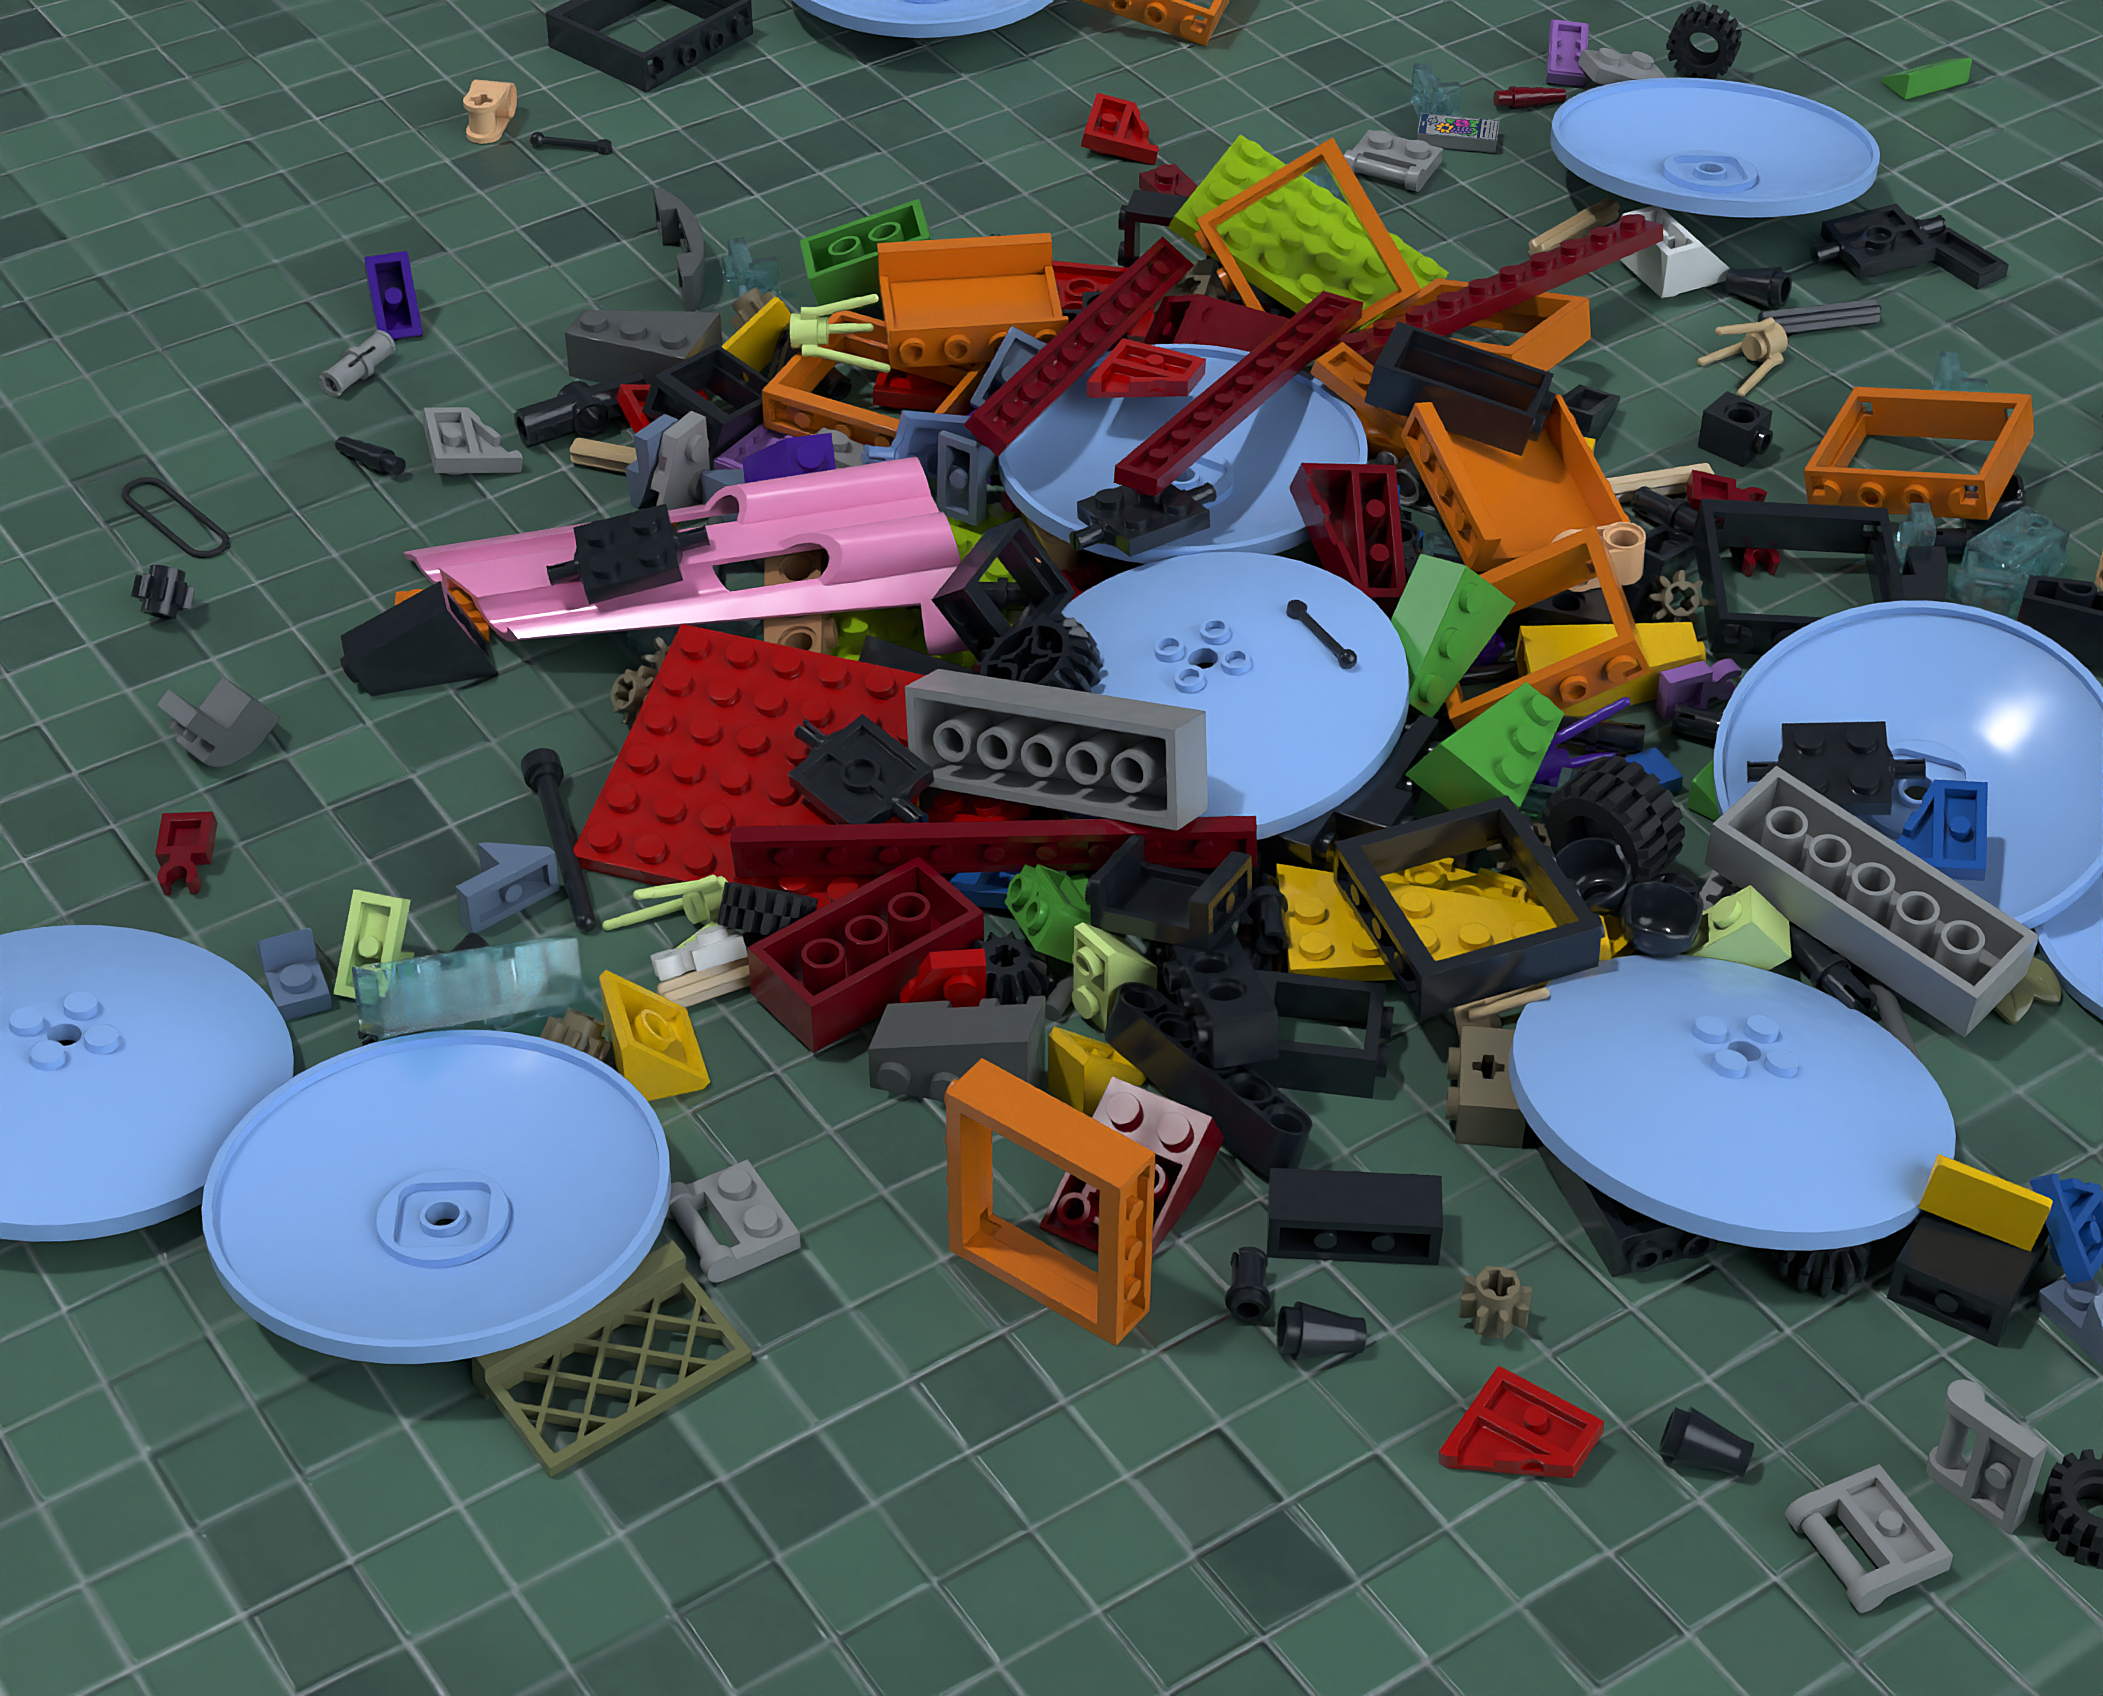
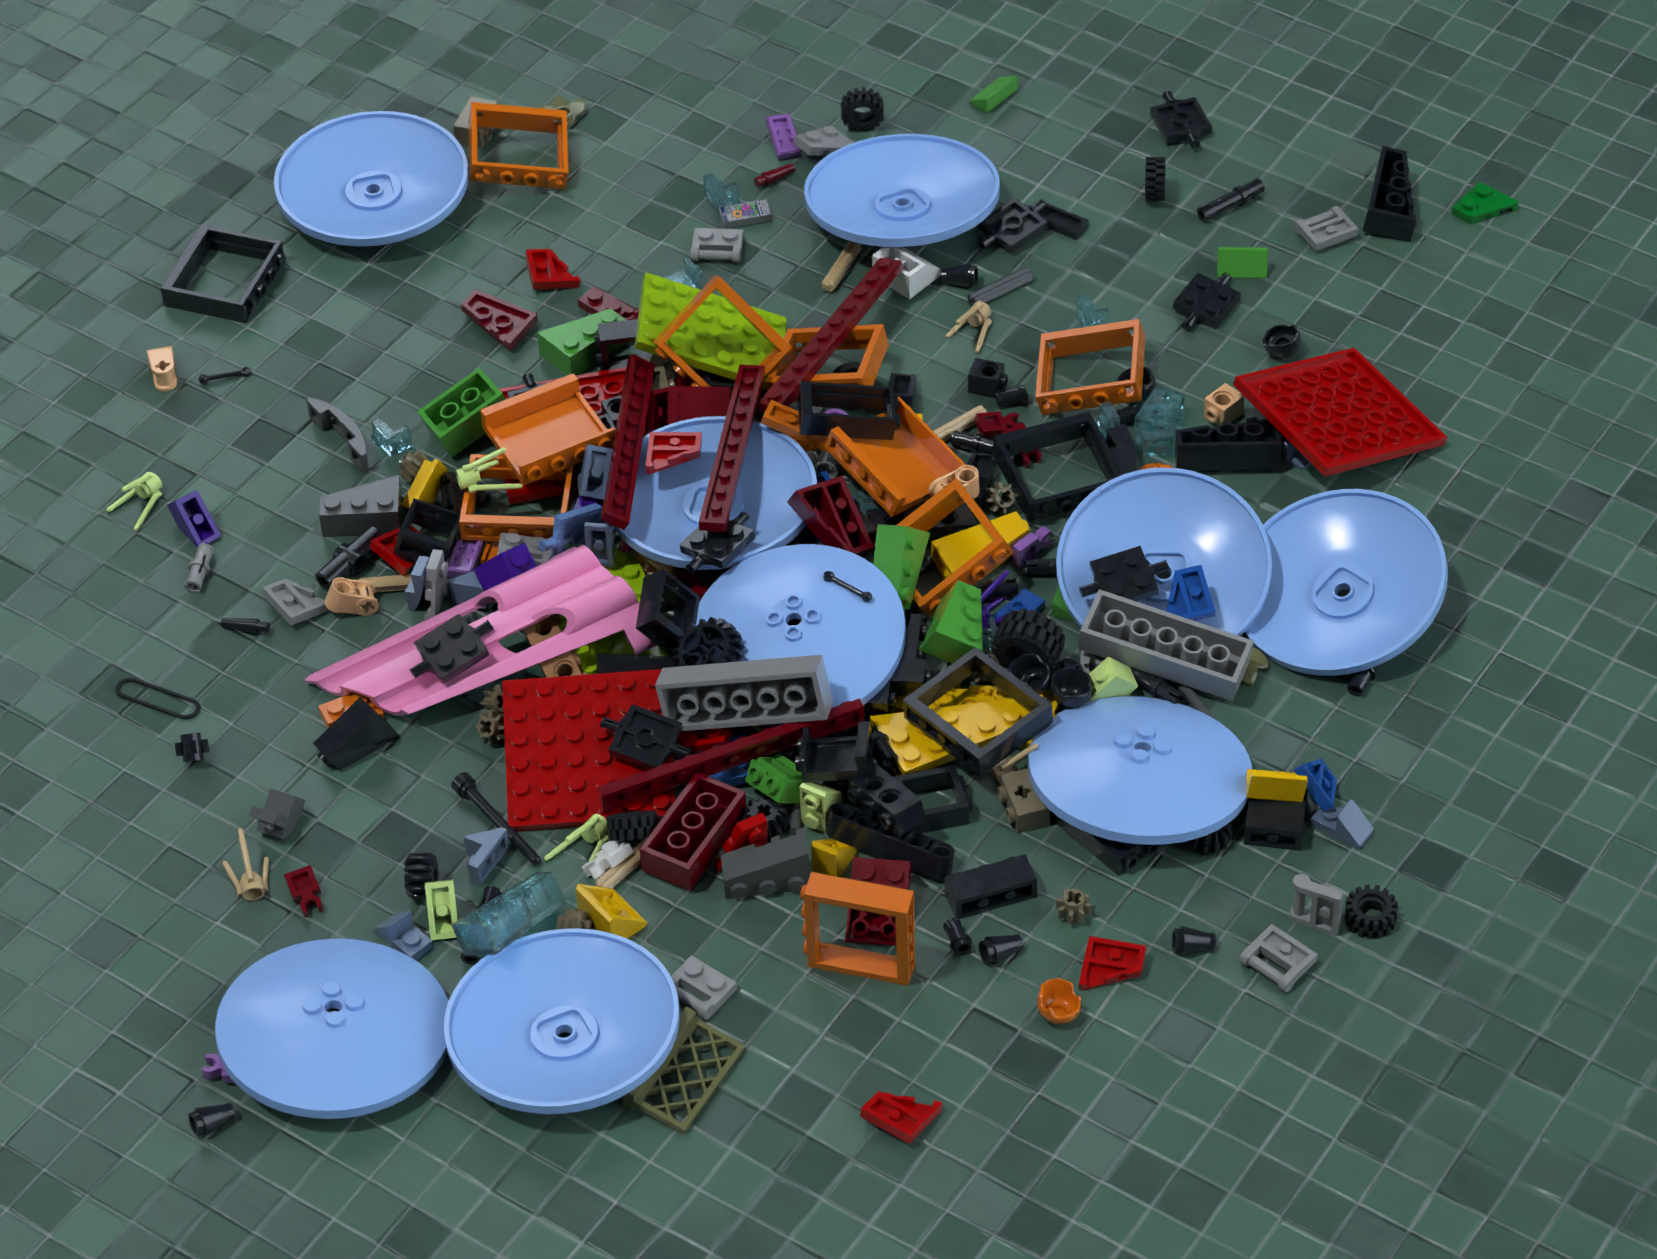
camera: 20 degrees left, 5 degrees up
(108, 811) = (251, 886): none -> tan plant
(358, 242) = (145, 487): none -> yellowish green plant
(372, 867) = (418, 869): none -> black gear
(544, 454) = (350, 595): none -> light nougat piece
(966, 1585) = (900, 1114): none -> red wing
(1009, 168) = (499, 318): none -> dark red wing
(1086, 223) = (572, 344): none -> bright green wedge
(1380, 1470) = (1058, 1001): none -> orange hair
(1767, 465) = (1011, 395): none -> black pin

